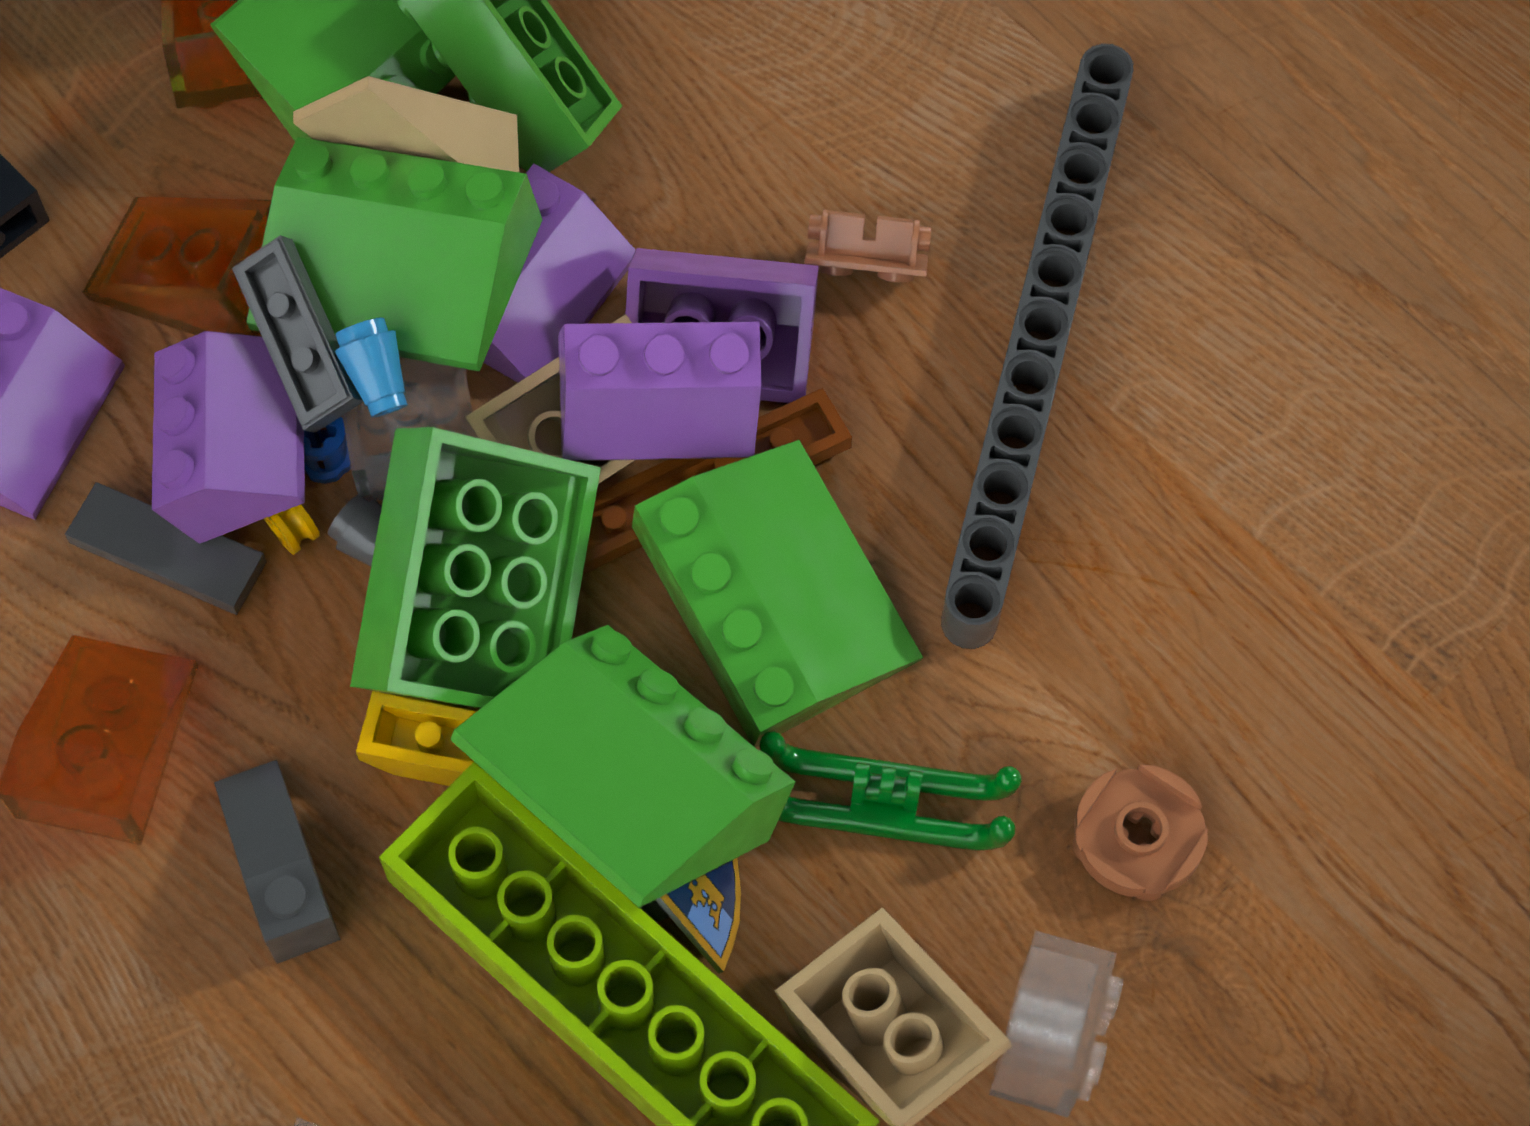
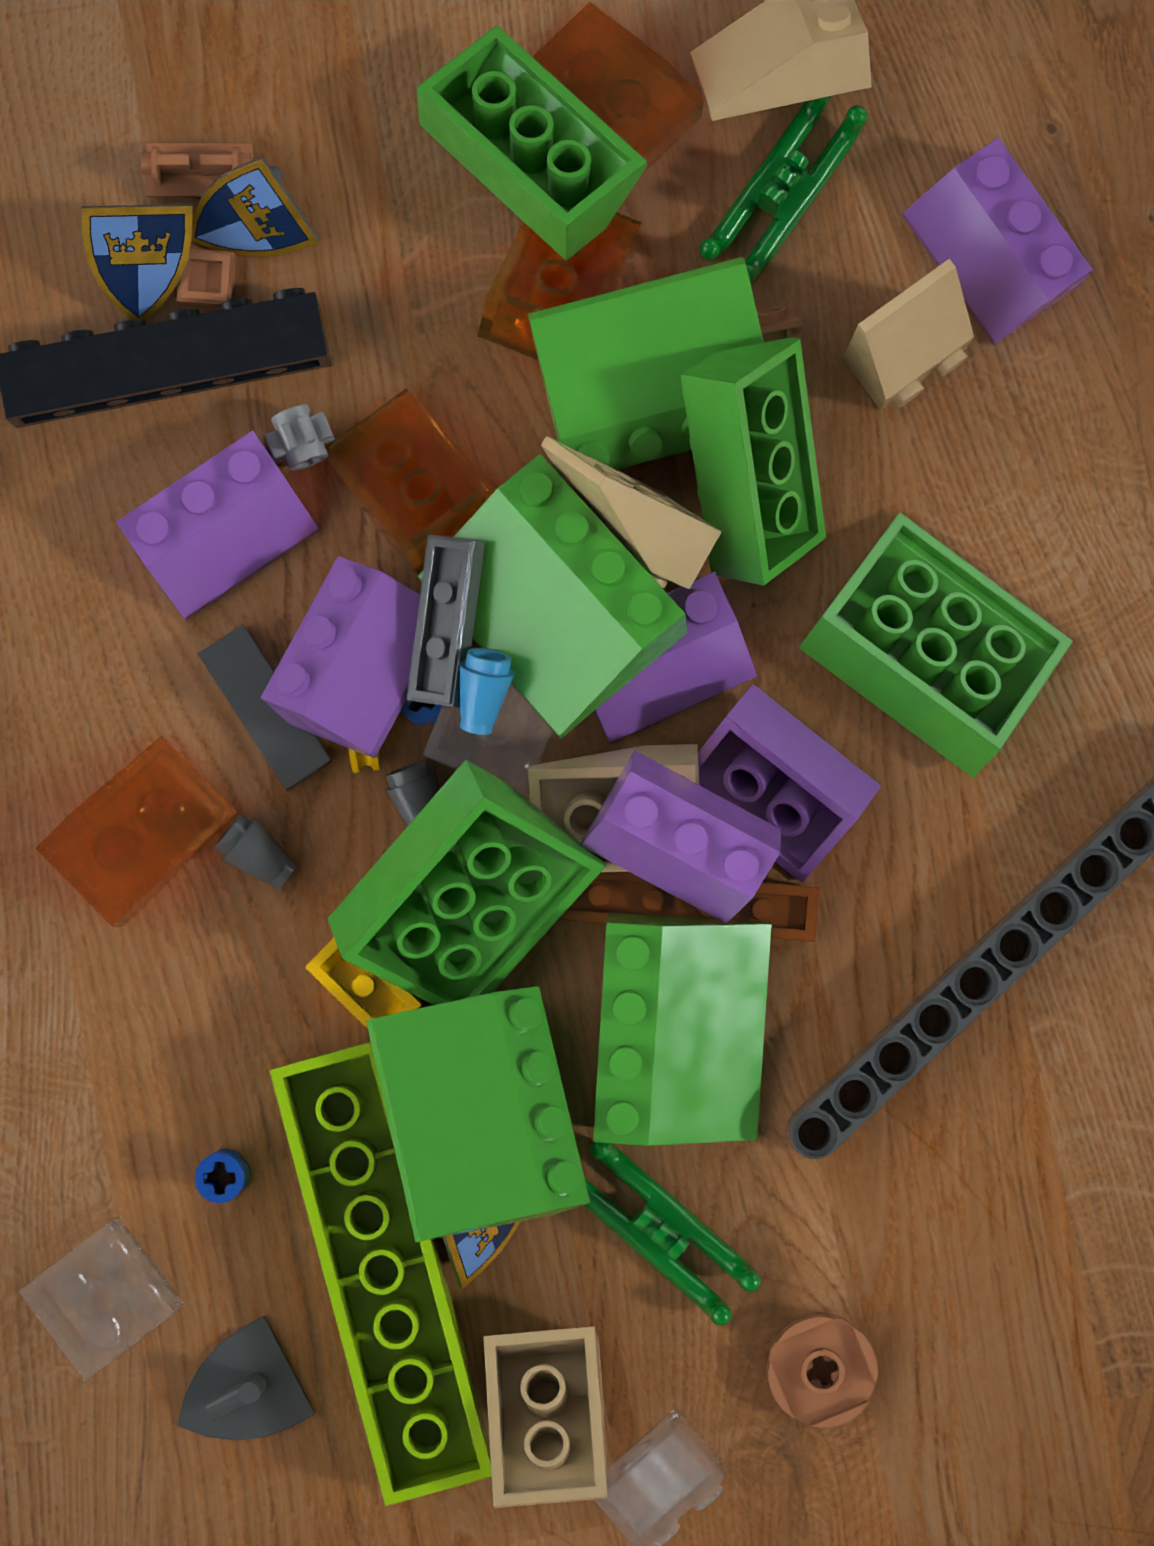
camera: 35 degrees right, 20 degrees up
(54, 280) = (299, 437): none -> light grey gear
(237, 682) = (255, 852): none -> dark grey cone
(276, 862) = (206, 1004): dark grey slope -> none
(384, 1032) = (211, 1188): none -> blue bush
(784, 132) = (937, 645): none -> bright green slope
(889, 253) = (910, 776): nougat hinge -> none

